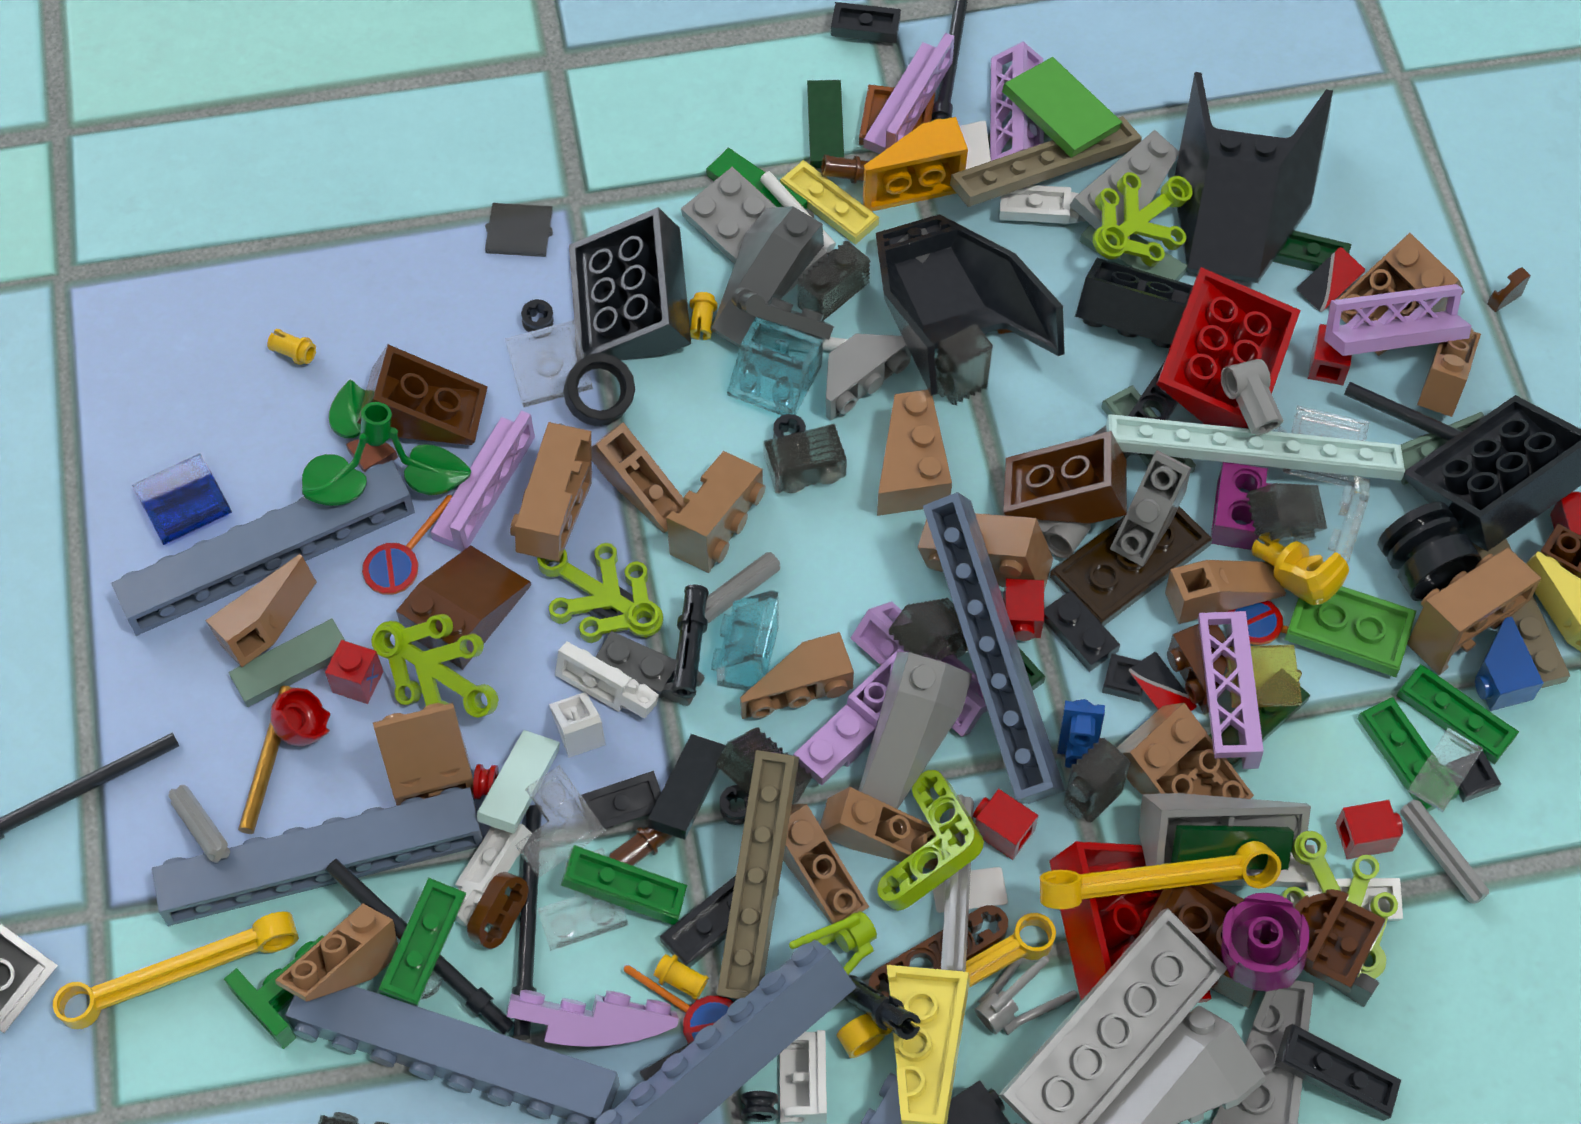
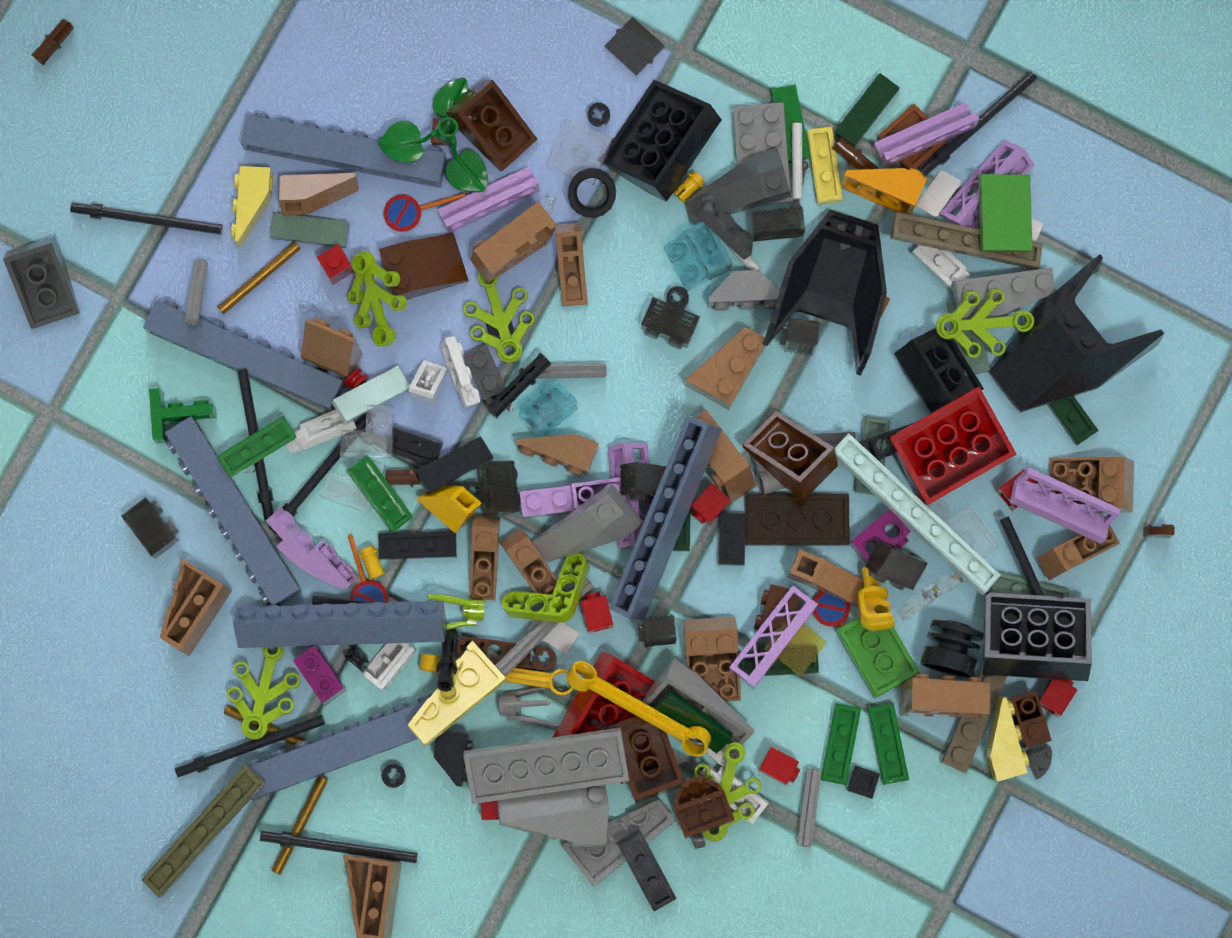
camera: 40 degrees right, 20 degrees up
(182, 498) = (322, 84): clear blue slope -> none
(190, 671) = (254, 195): none -> light yellow slope
(267, 935) = (186, 378): yellow piece -> none
(299, 349) = (452, 35): yellow pin -> none
(299, 717) = (289, 269): red hair -> none
(344, 957) = (211, 425): medium nougat slope -> none
(497, 910) = (308, 456): reddish brown beam -> none
(715, 512) = (596, 318): medium nougat wedge -> none
(715, 833) = (451, 505): none -> yellow slope
(758, 874) = (444, 544): dark tan plate -> none
(865, 22) = (949, 57): black plate -> none
(1079, 729) = (676, 596): blue hips -> none
(1119, 679) = (732, 584): black tile -> none
(1152, 508) = (821, 507): light grey slope -> none
(1159, 682) = (745, 604): sticker -> none
(1250, 386) = (935, 479): light grey piece -> none
(1258, 964) = (654, 769): magenta brick -> none
(1331, 279) = (1065, 443): sticker -> none
(1445, 769) = (846, 769): clear slope -> none
(1507, 670) = (933, 743): blue slope -> none

